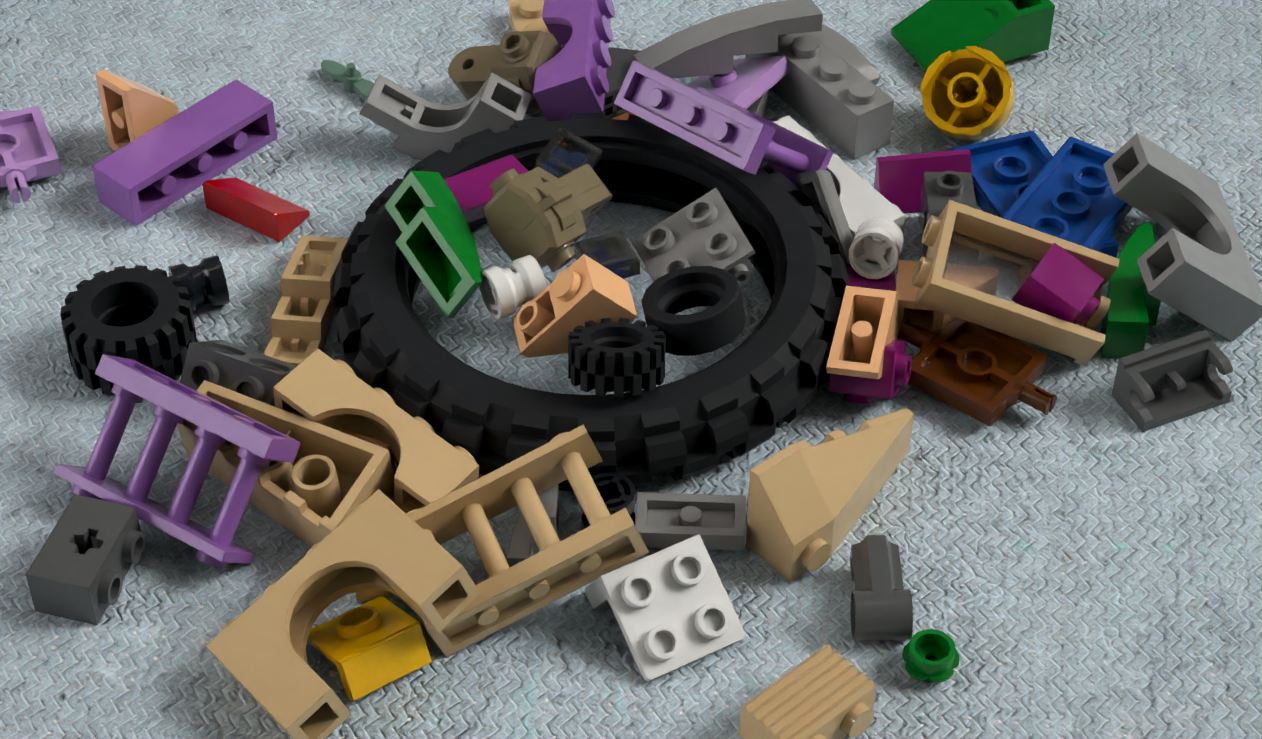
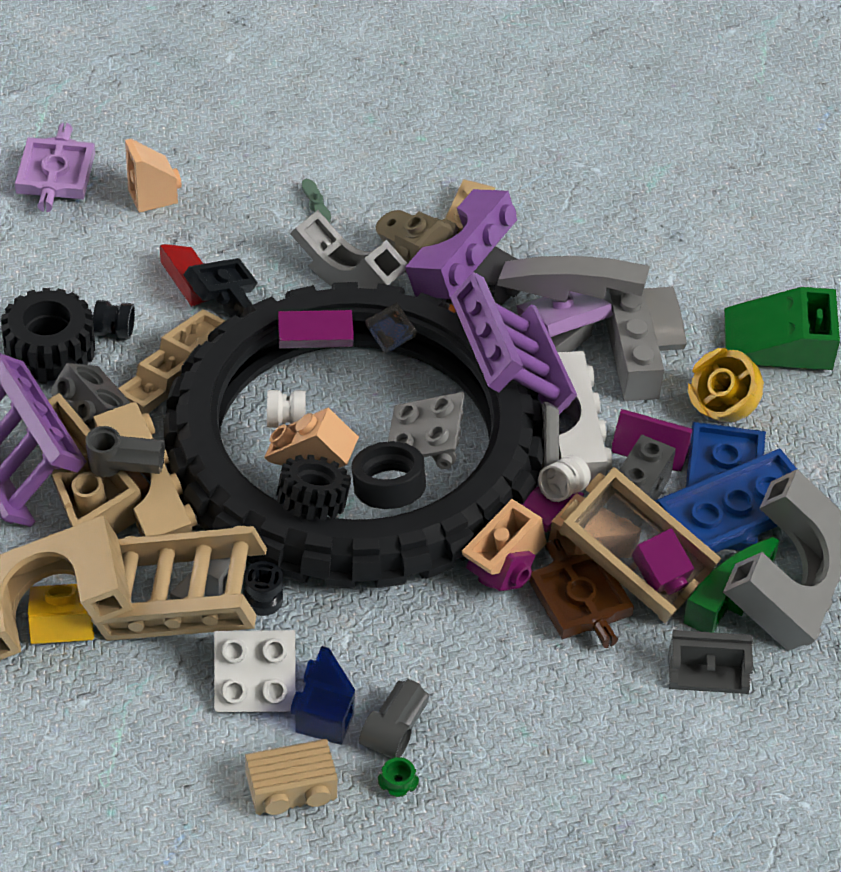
camera: 25 degrees right, 5 degrees up
(185, 152) = (168, 215): medium lavender brick -> none
(315, 194) = (225, 282): none -> black hinge
(331, 414) = (111, 453): none -> dark grey piece
(436, 239) = (257, 352): green slope -> none
(543, 213) = (333, 364): dark tan piece -> none
(612, 252) = (367, 412): clear smoke tile -> none
(674, 517) = (311, 618): light grey plate -> none
(782, 601) = (326, 701): none -> clear blue slope
(815, 494) = (395, 638): tan wedge -> none

